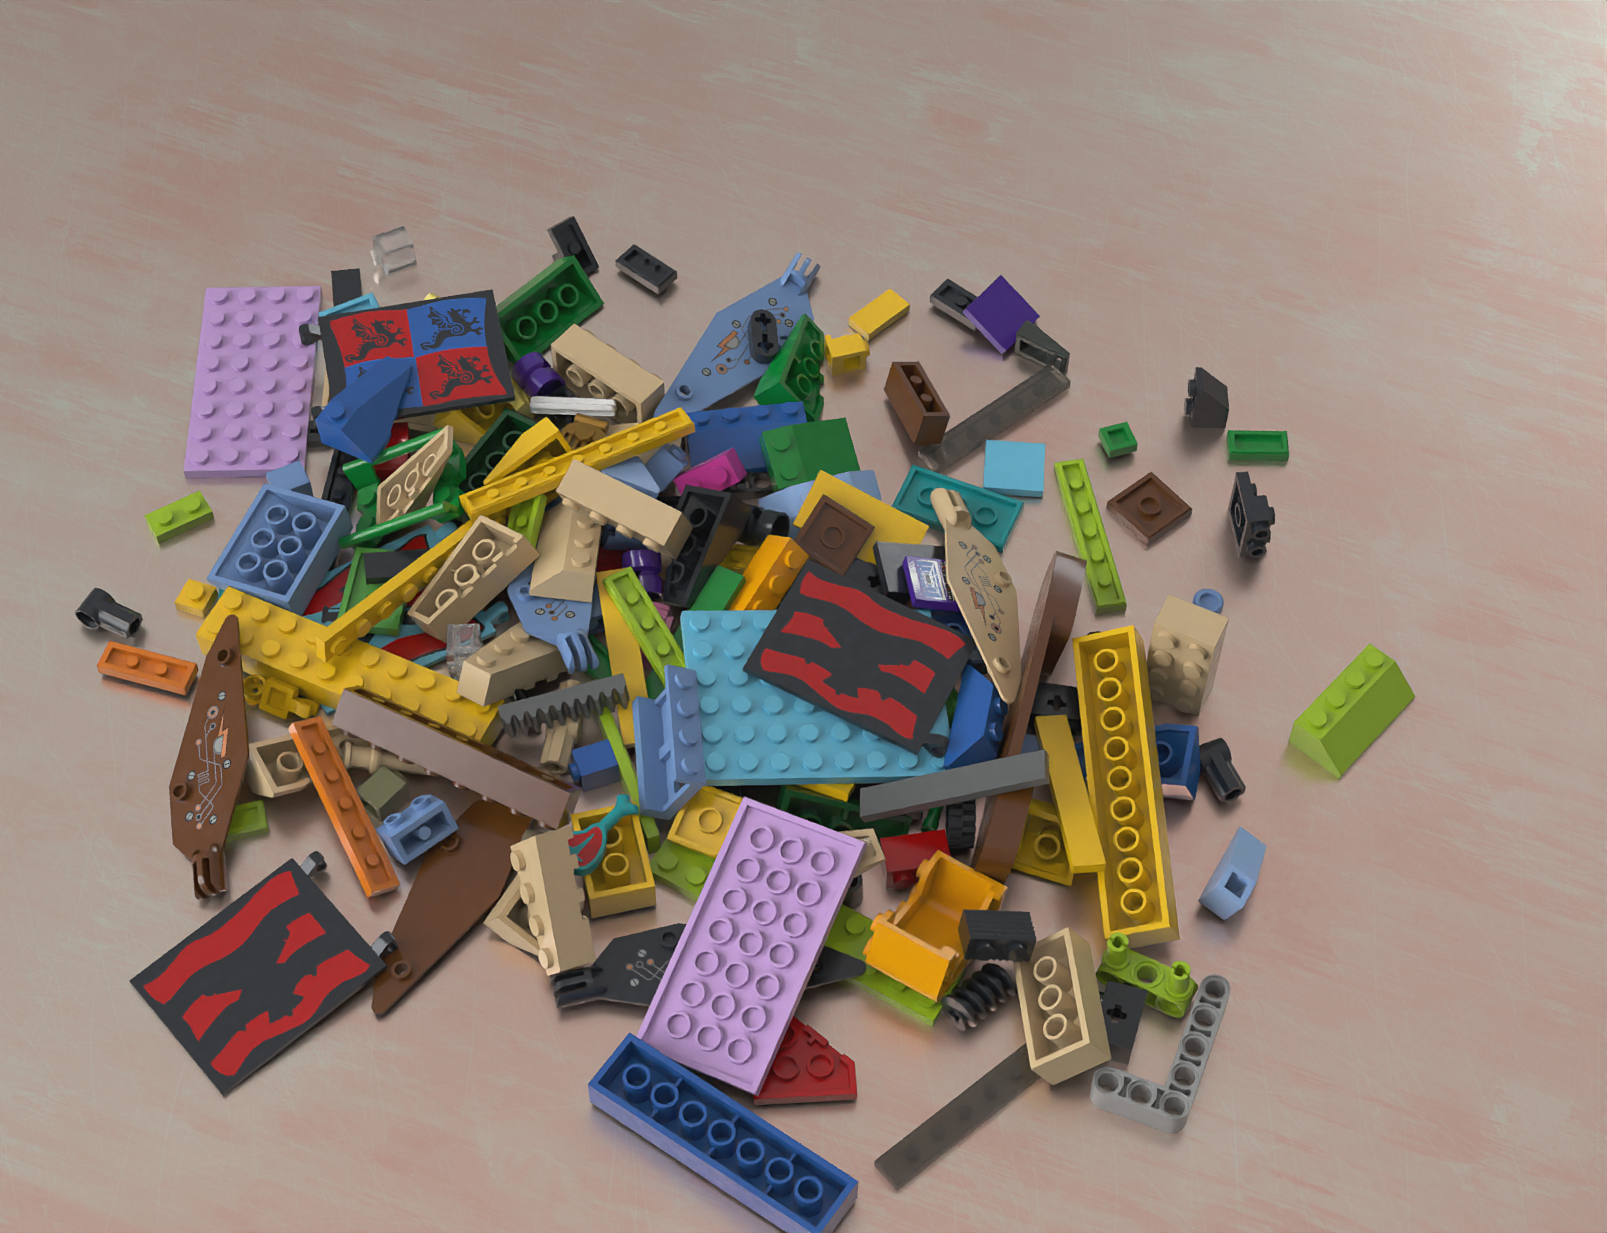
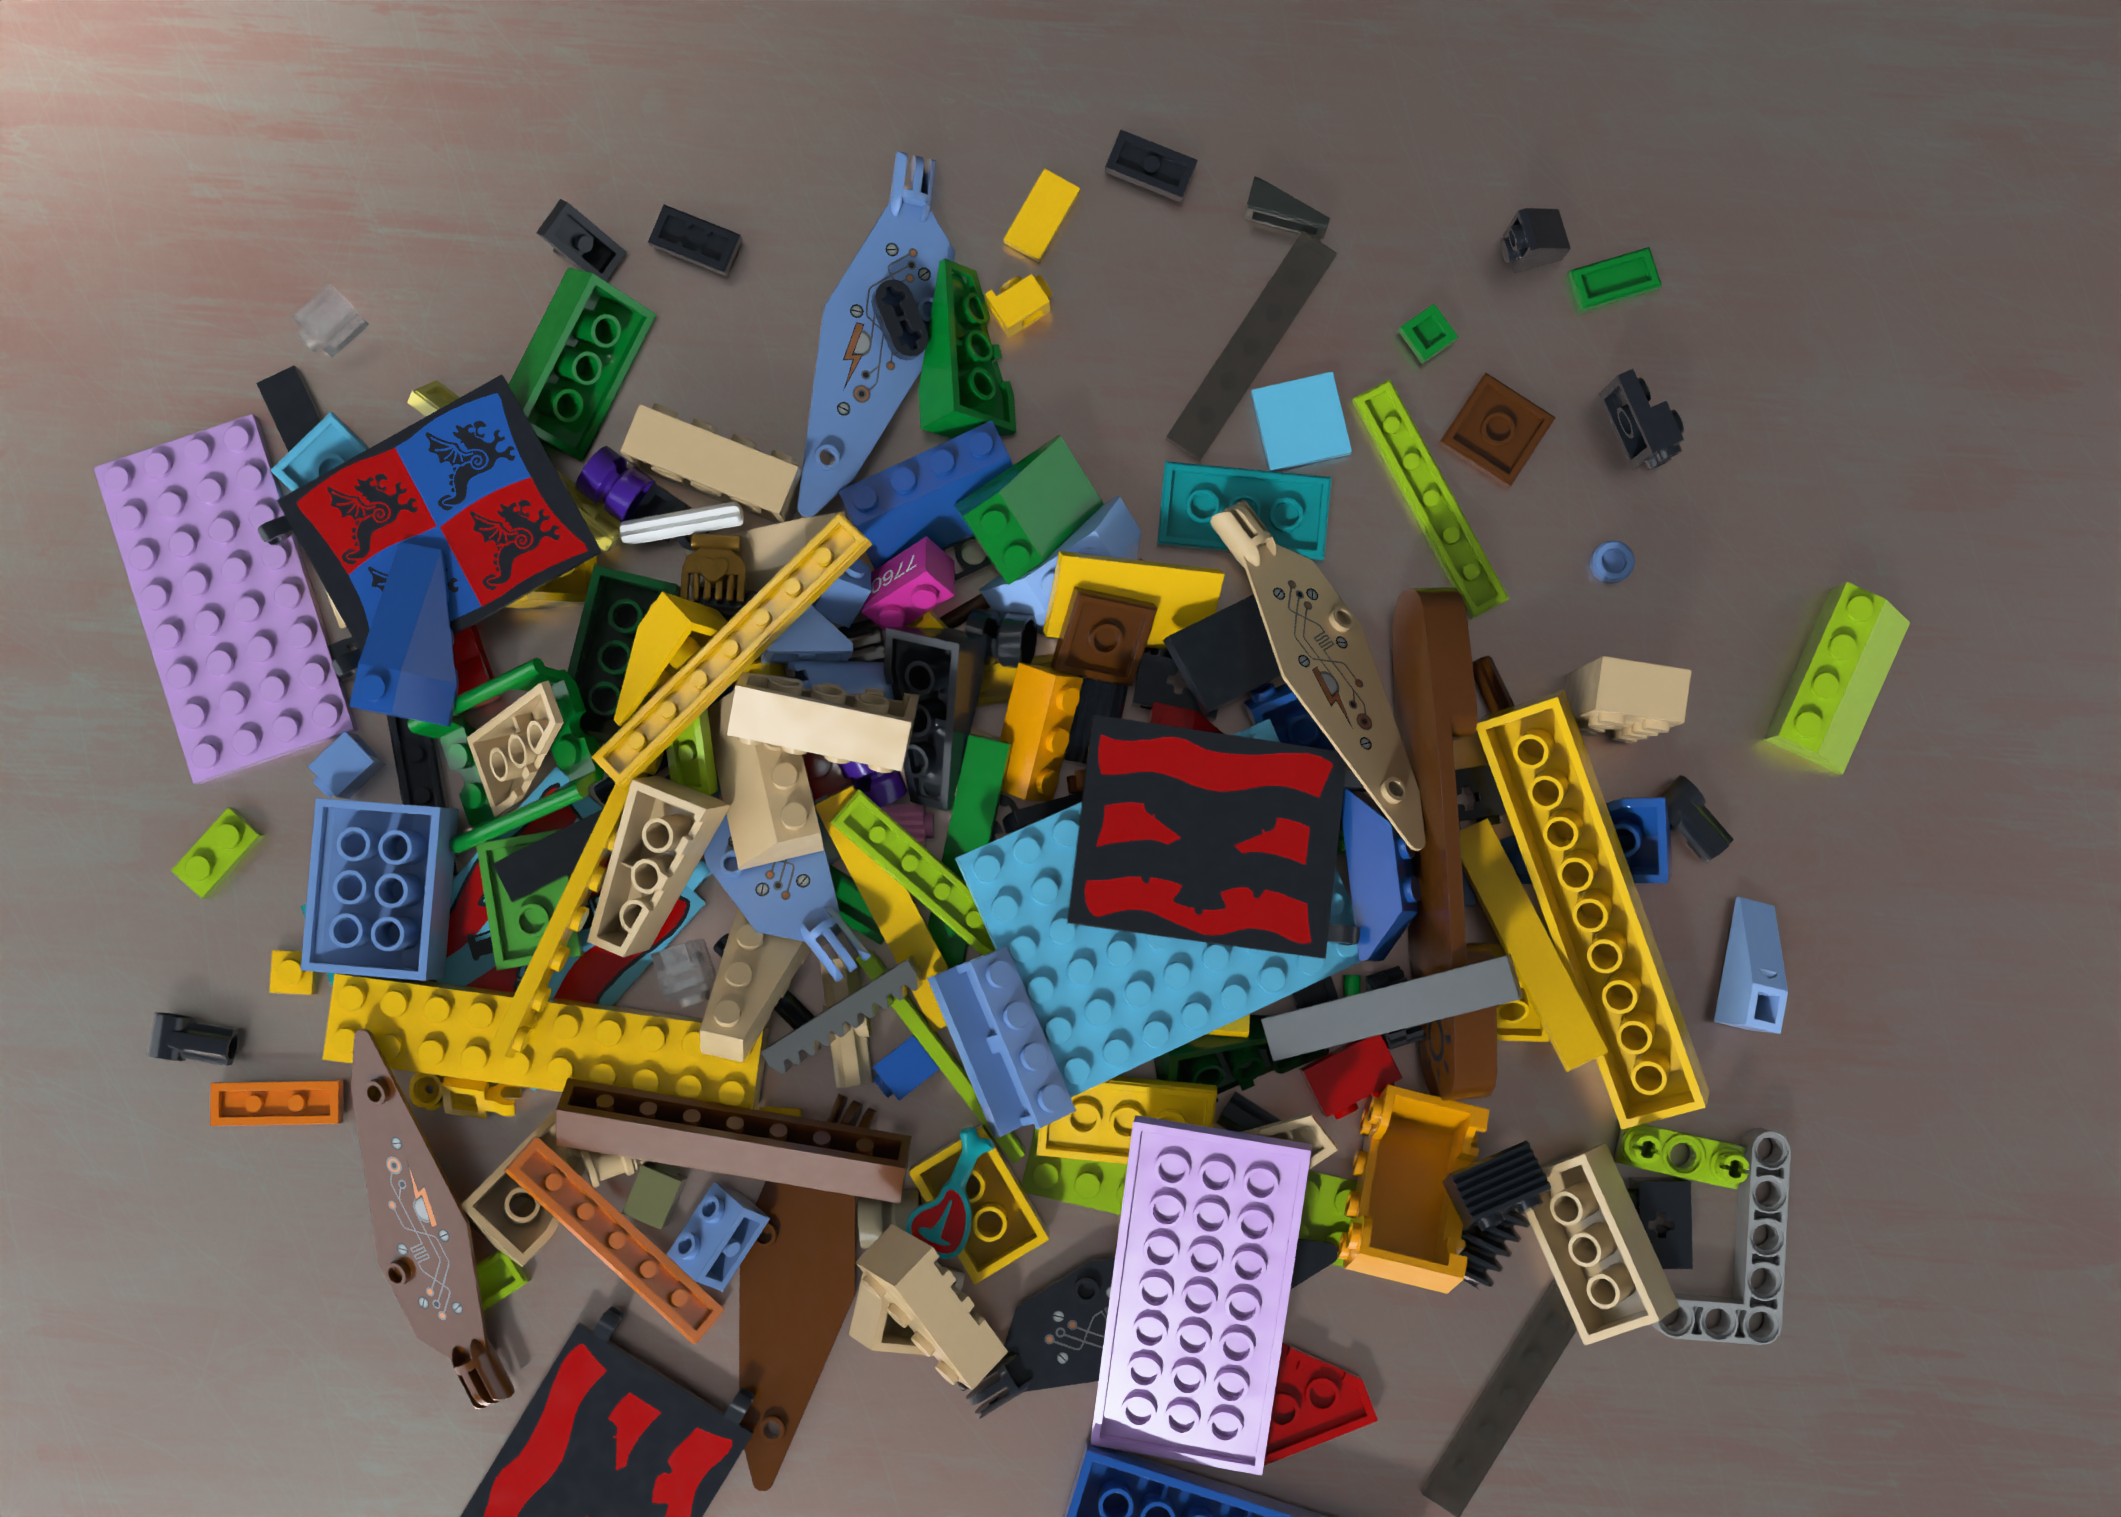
camera: 15 degrees left, 30 degrees up
(916, 403) = (1145, 369): reddish brown brick -> none
(928, 584) = (1255, 680): tile -> none
(1000, 313) = (1213, 170): dark purple tile -> none

